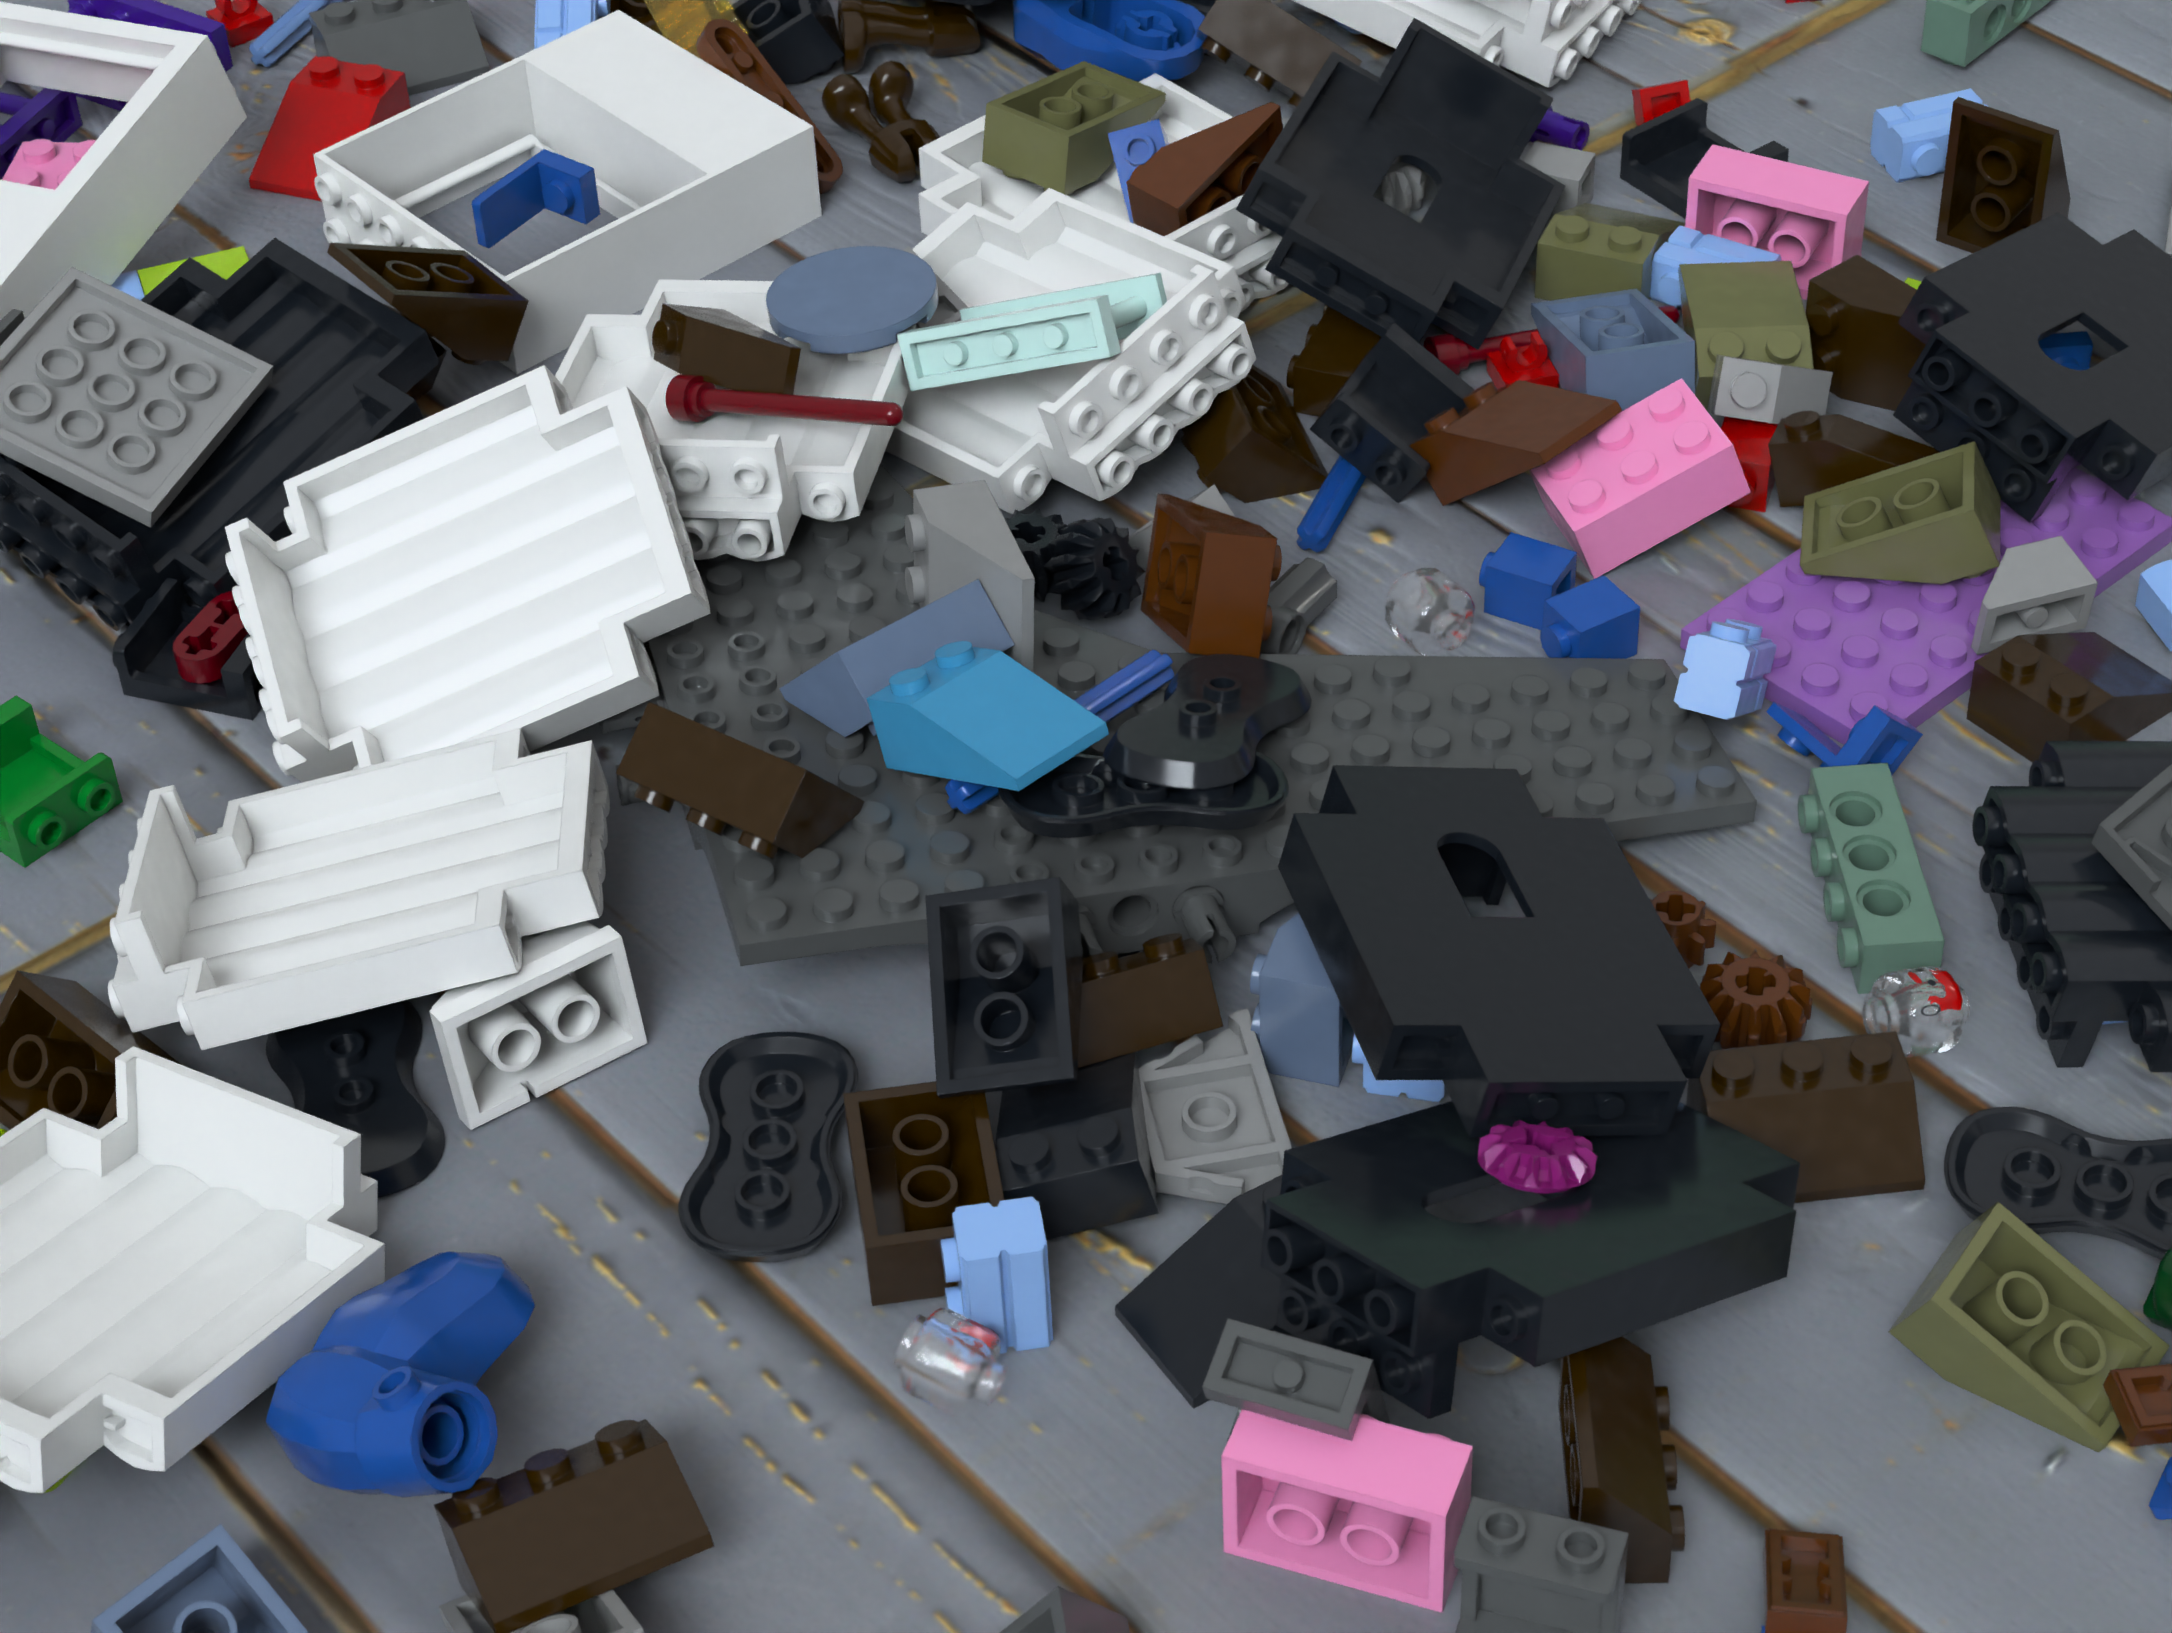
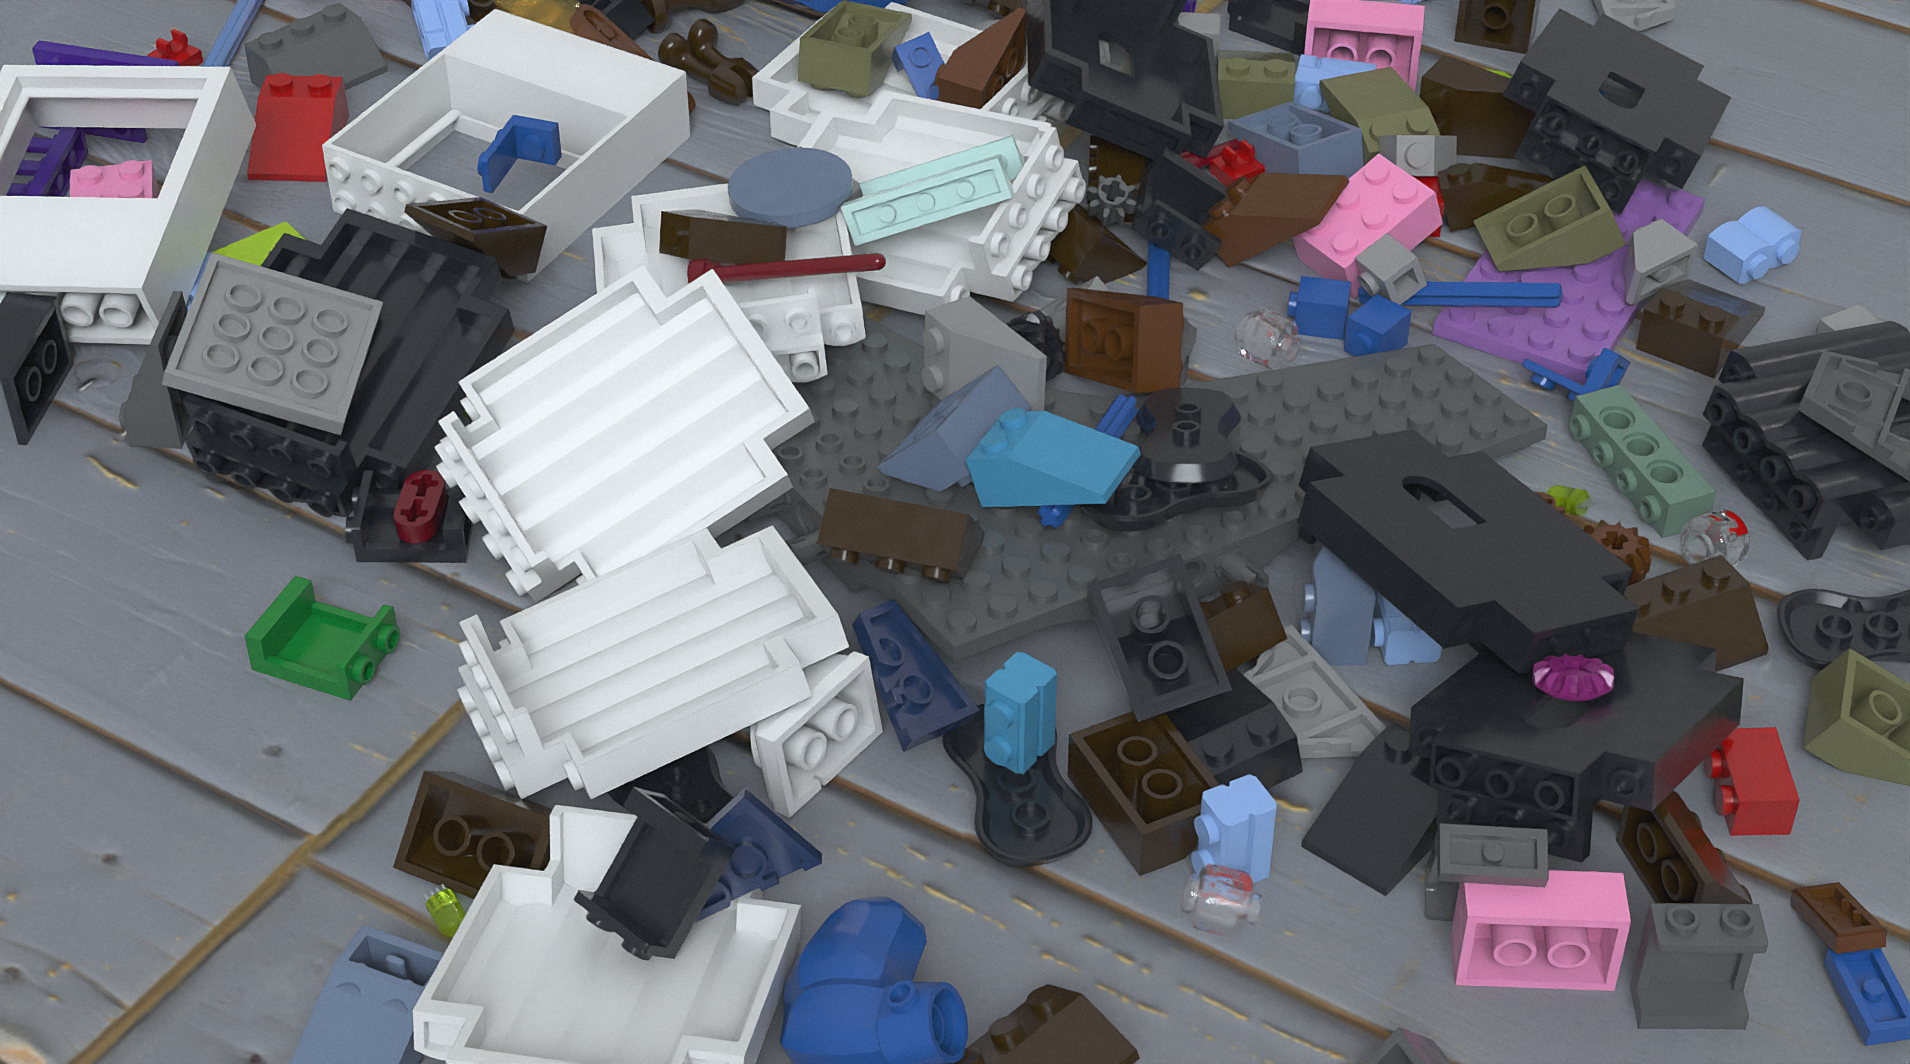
camera: 20 degrees left, 0 degrees up
(200, 1167) = (657, 877): none -> black panel
(299, 1164) = (763, 853): none -> dark blue wing
(680, 977) = (910, 677): none -> dark blue wing
(786, 1051) = (1020, 712): none -> dark azure brick
(1303, 385) = (1112, 189): none -> dark grey gear
(1632, 546) = (1390, 270): none -> light grey brick
(1726, 670) = (1491, 342): light blue brick -> none
(1730, 596) = (1483, 295): none -> blue axle
(1745, 913) = (1572, 499): none -> clear neon green piece
(1784, 1364) = (1753, 783): none -> red brick

